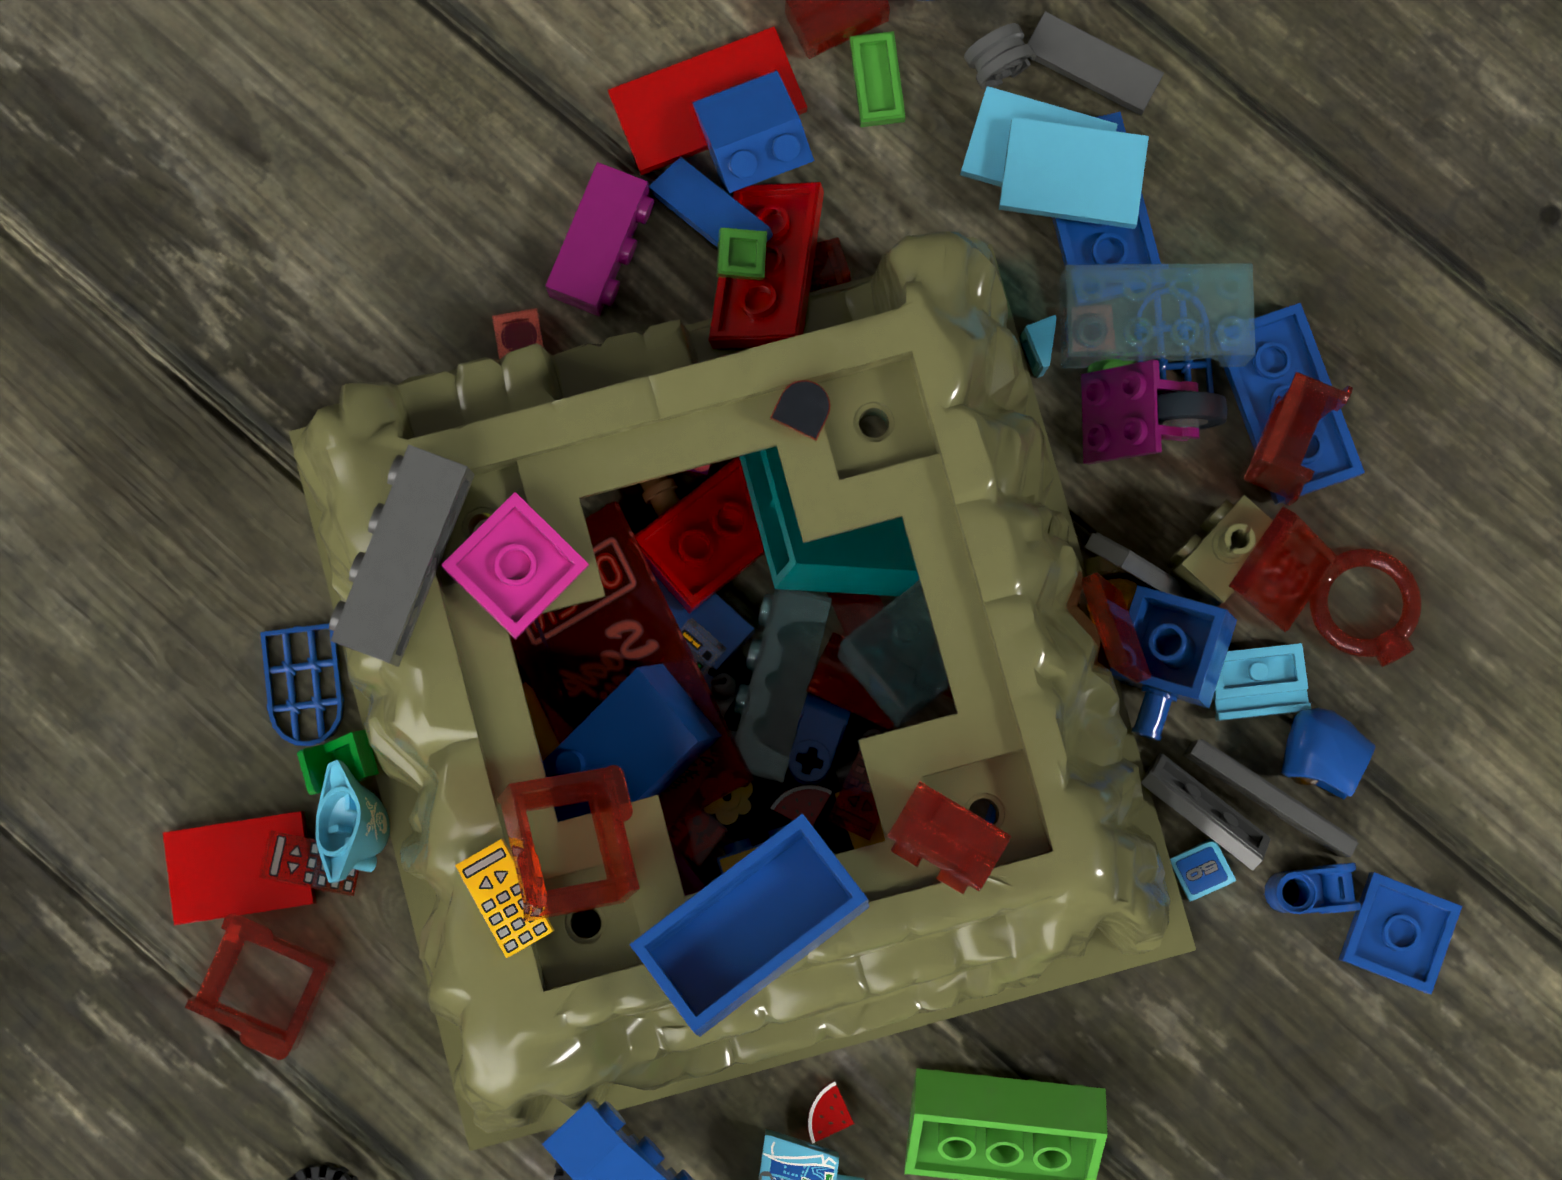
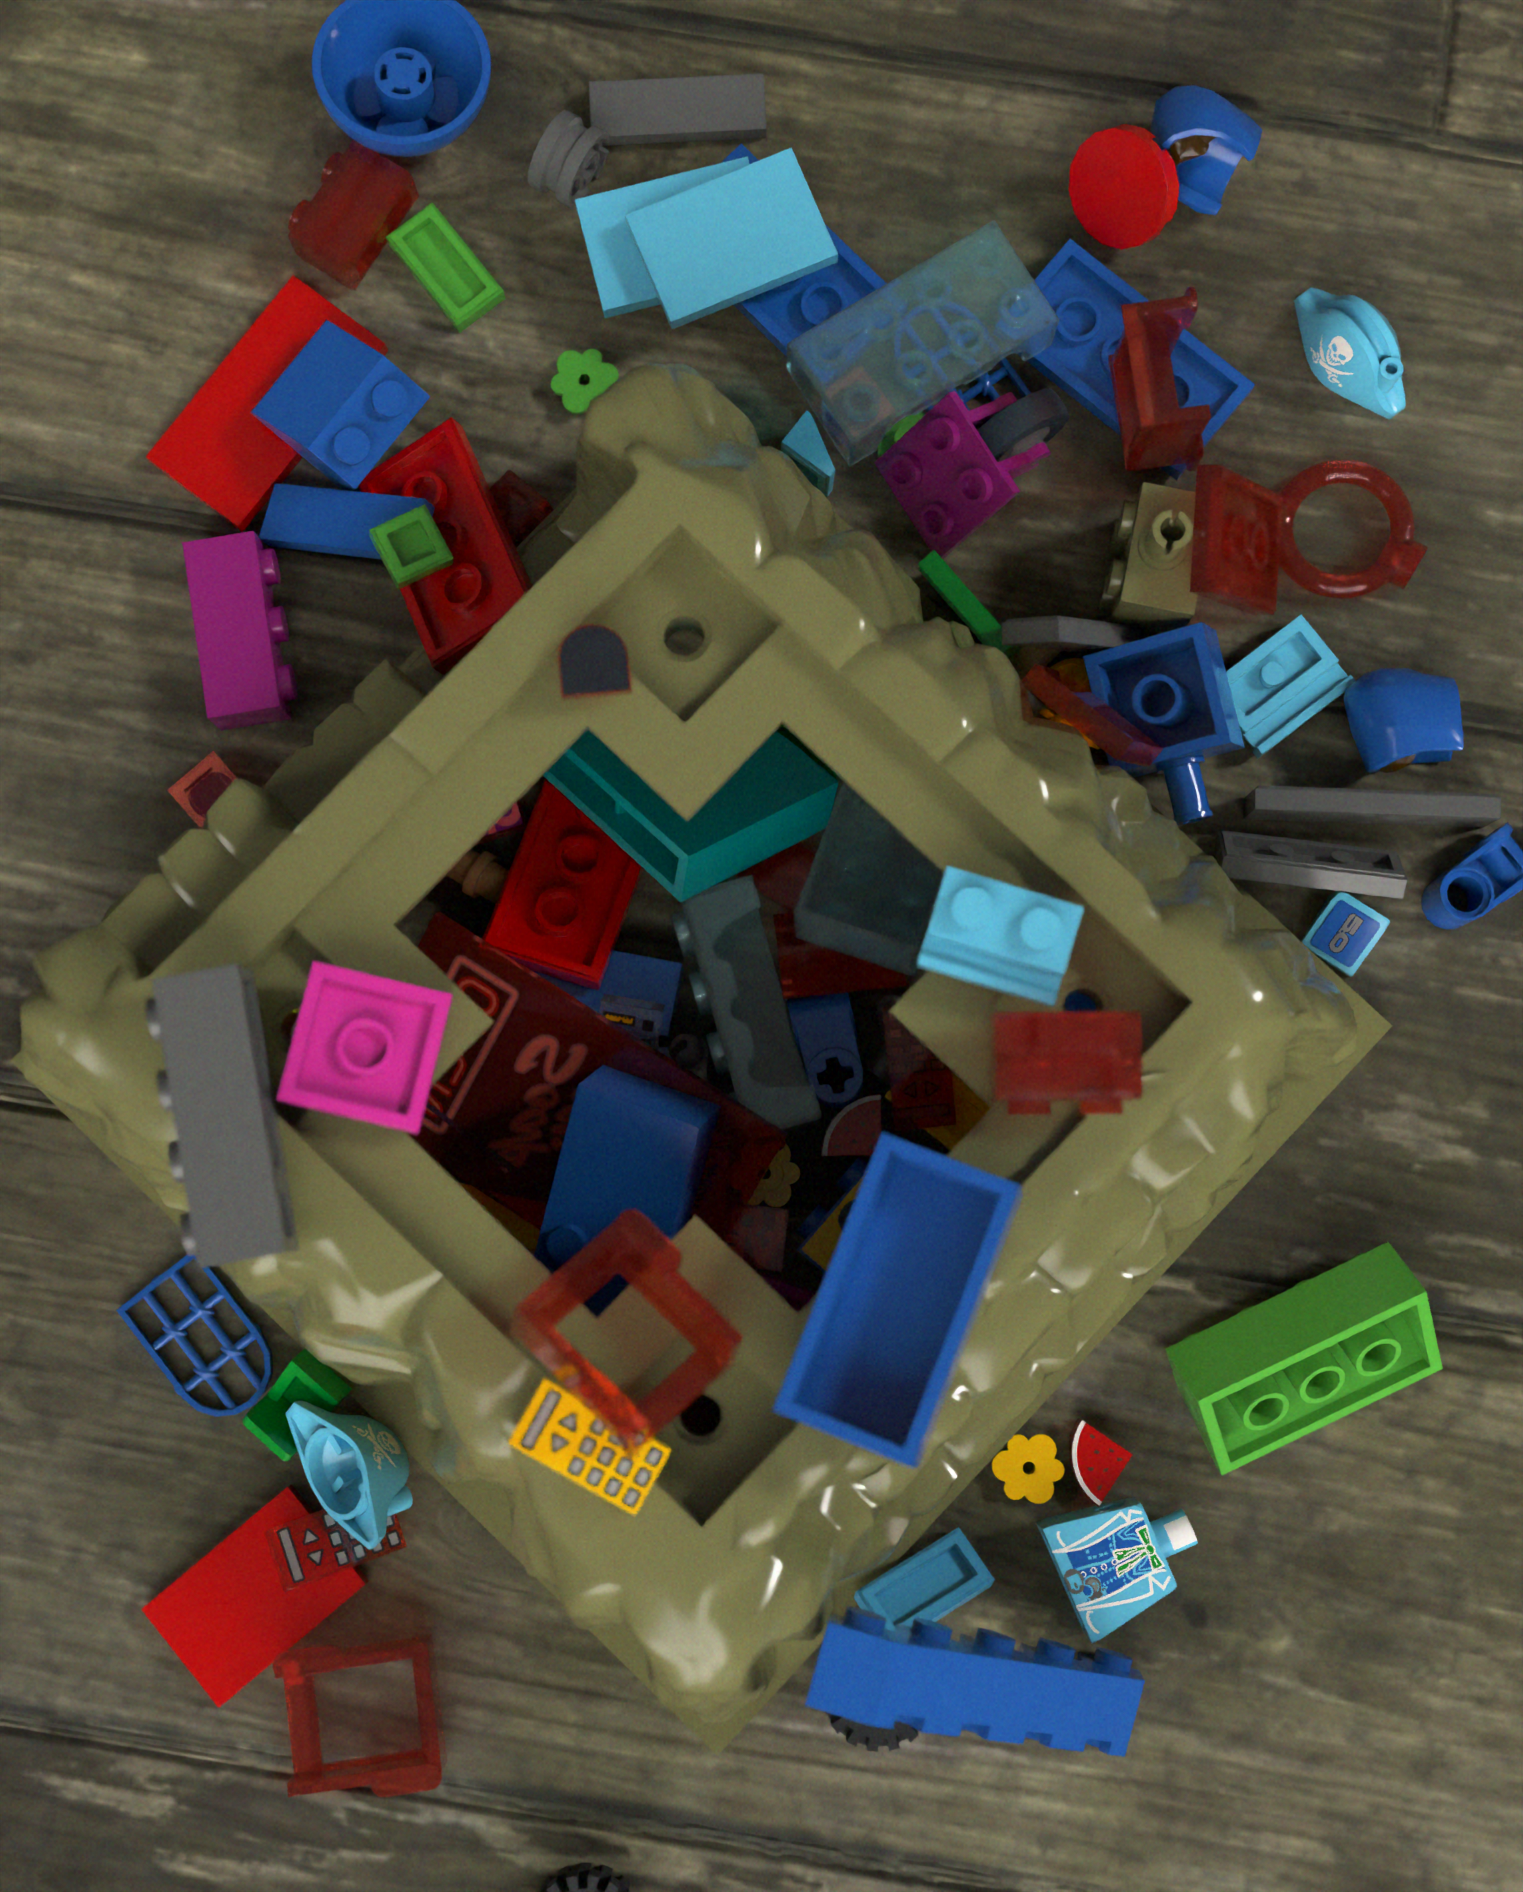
camera: 30 degrees left, 0 degrees up
(671, 1124) = (927, 1583): none -> dark azure tile
(781, 1105) = (1038, 1483): none -> yellow plant
(922, 195) = (574, 369): none -> bright green plant
(954, 735) = (1000, 937): none -> medium azure plate
(1080, 504) = (964, 603): none -> green tile
(1356, 289) = (1123, 186): none -> red tile
(1424, 291) = (1205, 141): none -> blue piece
(1445, 488) = (1352, 350): none -> medium azure hat

